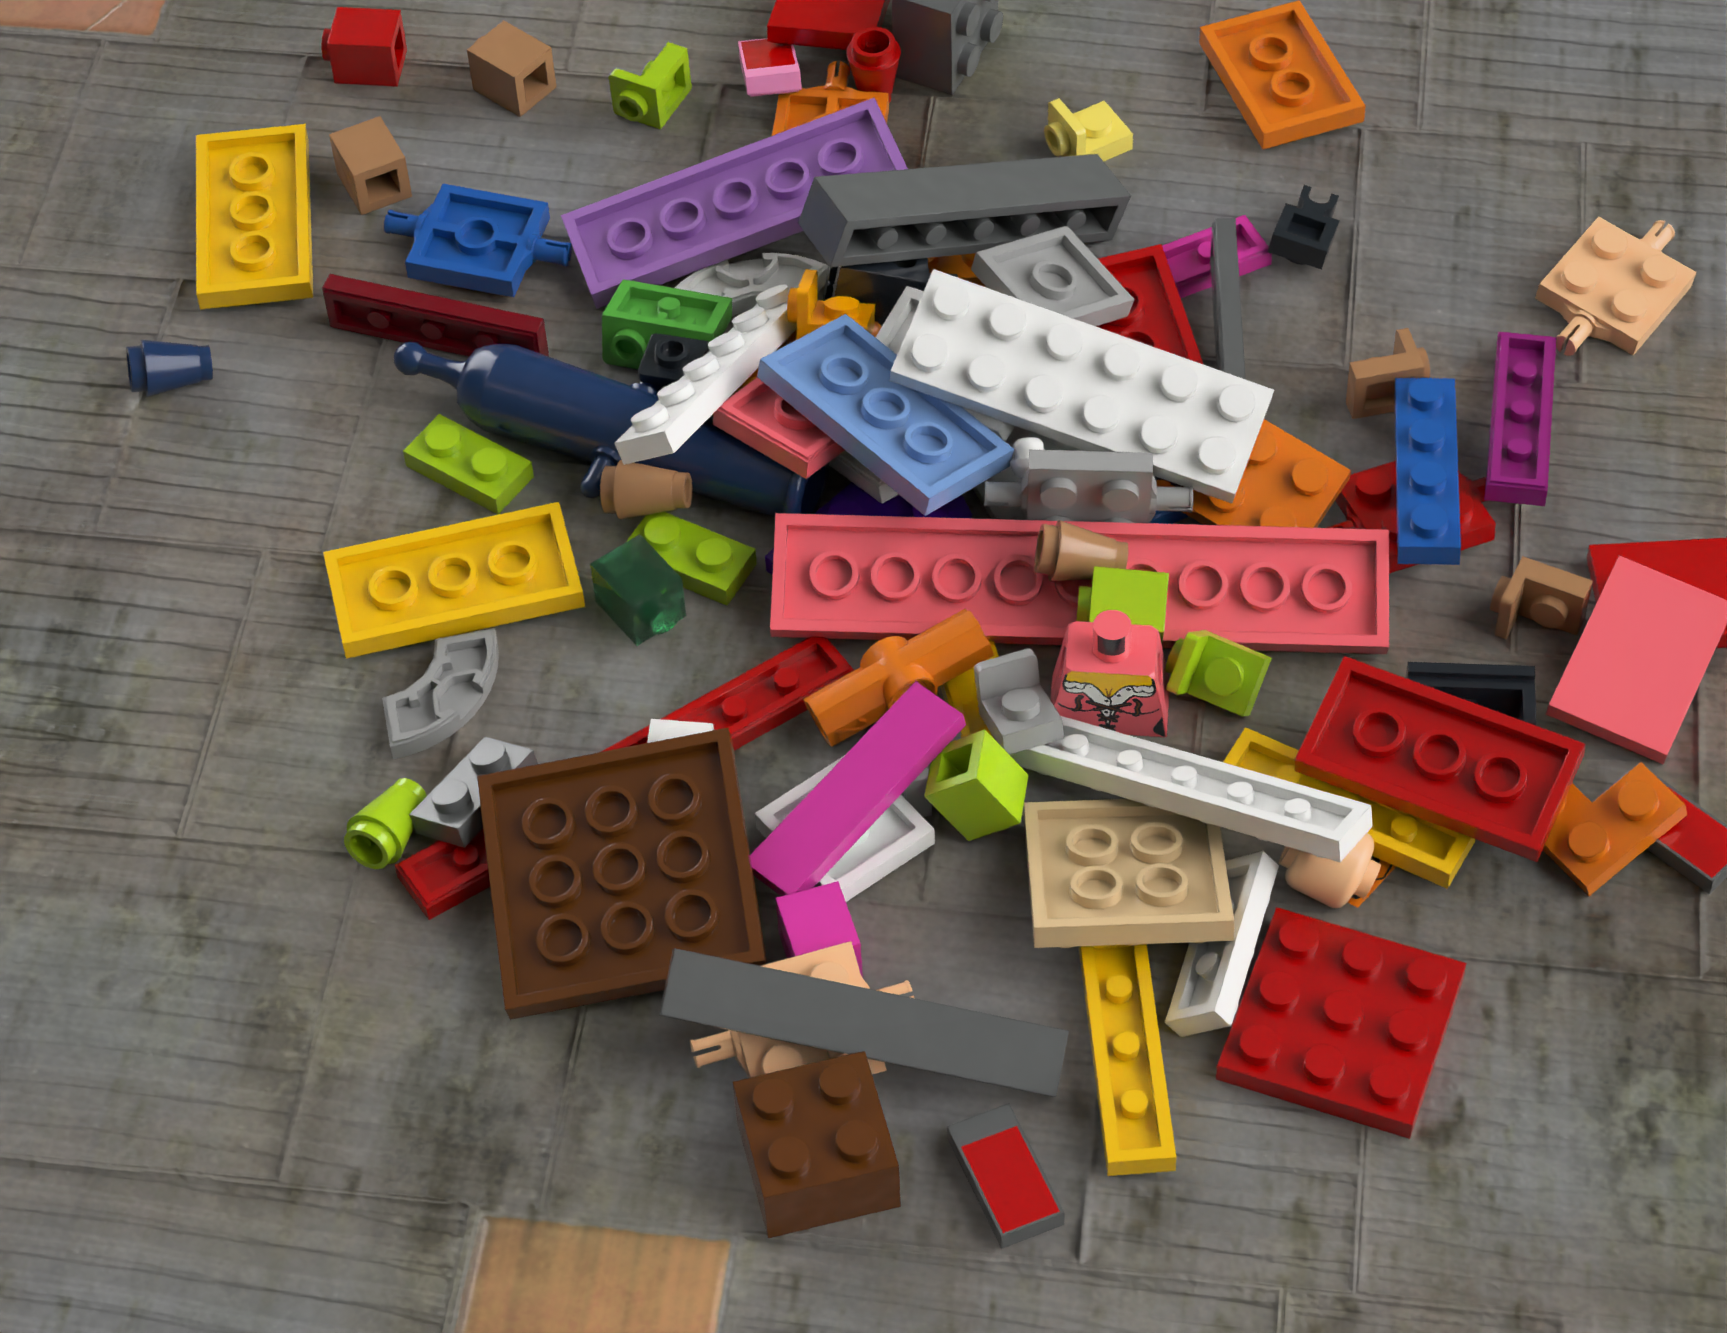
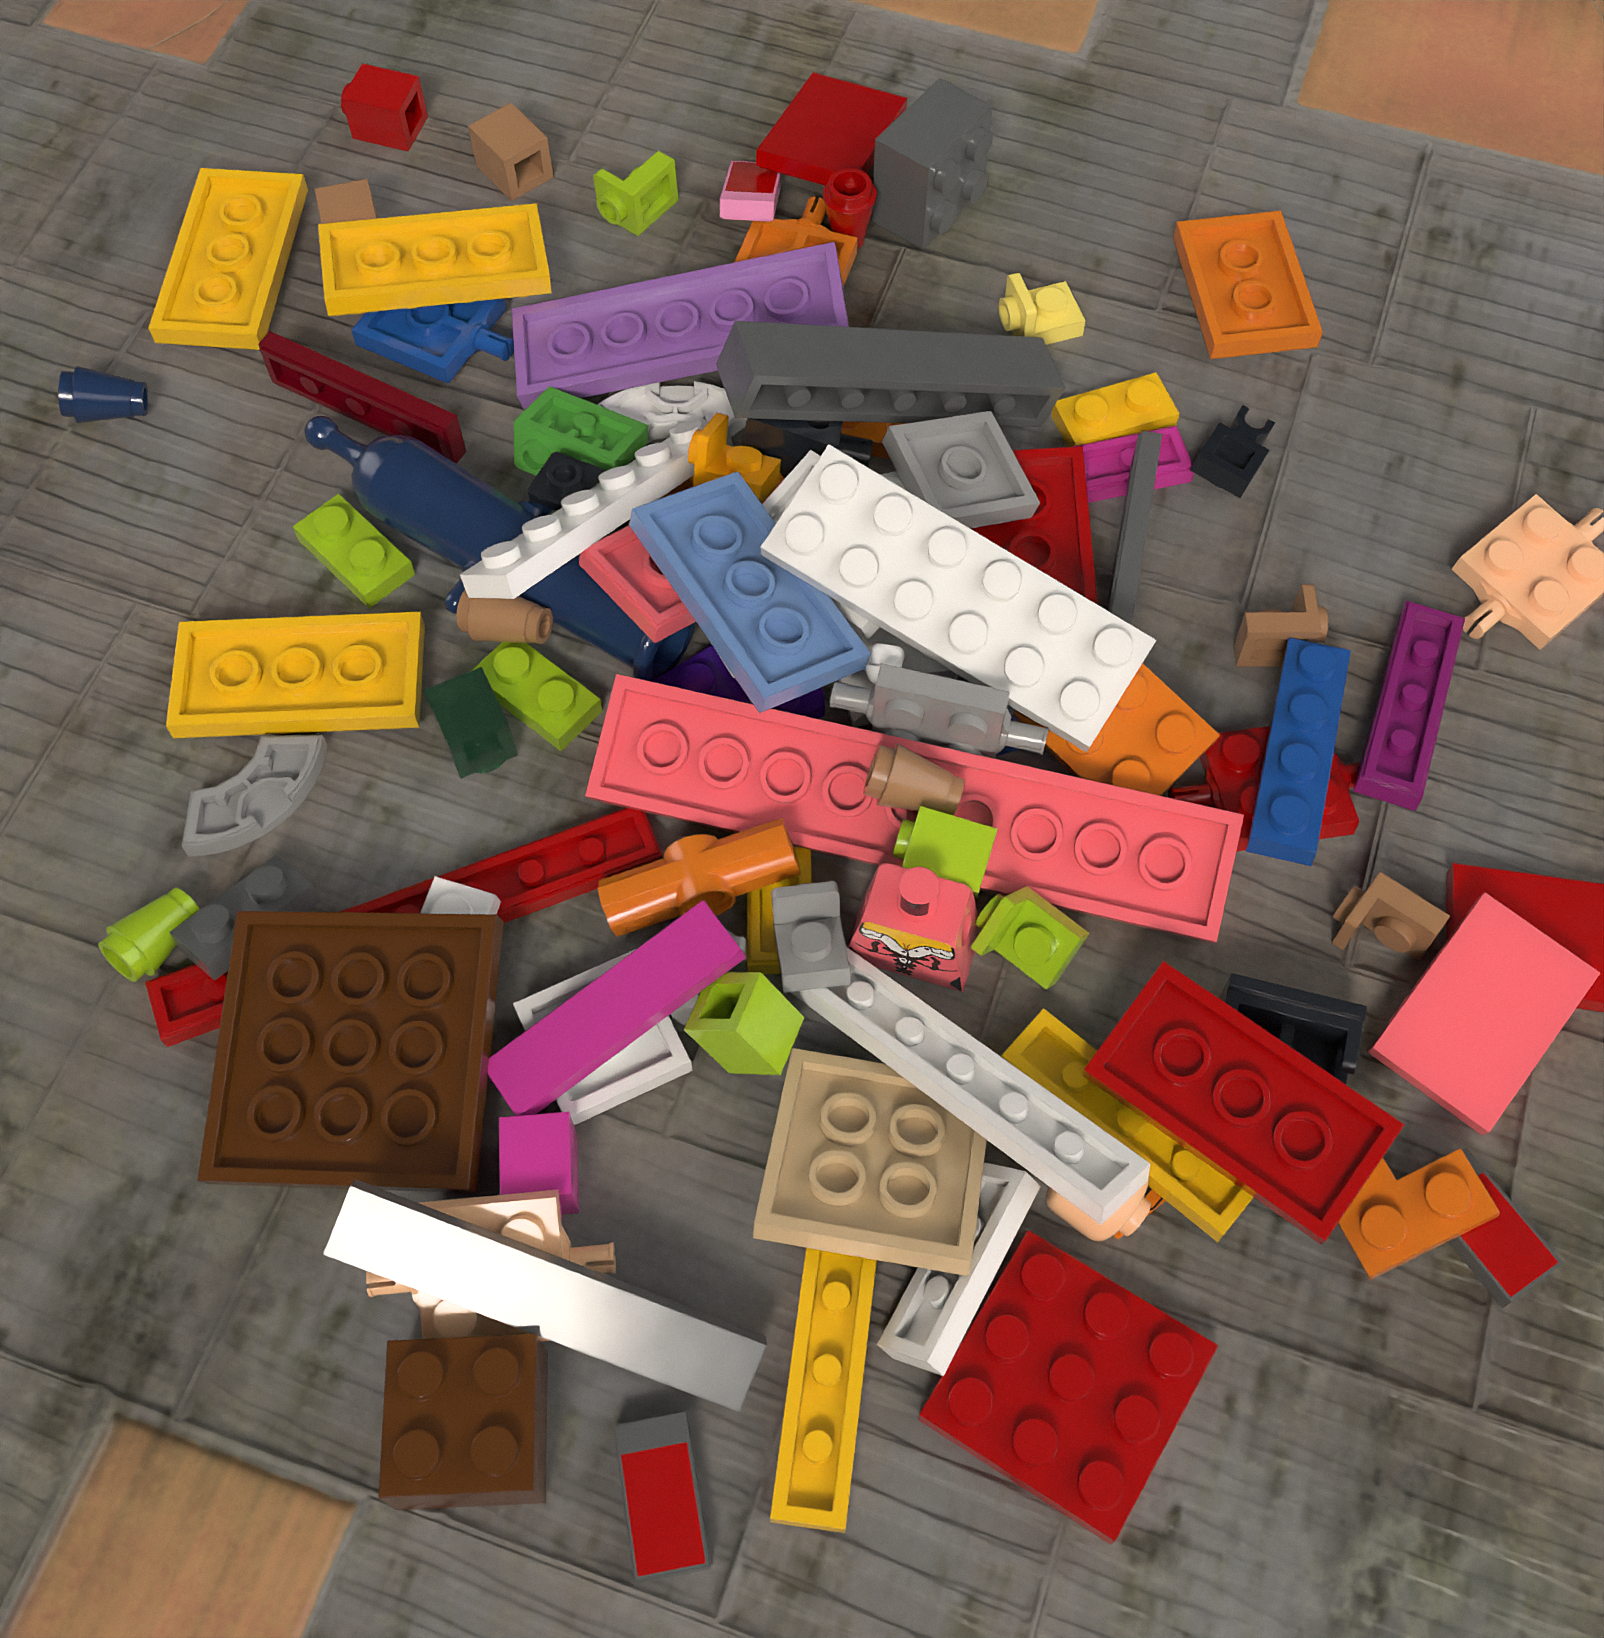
camera: 10 degrees right, 10 degrees up
(473, 180) = (433, 259): none -> yellow plate
(1181, 211) = (1115, 411): none -> yellow plate

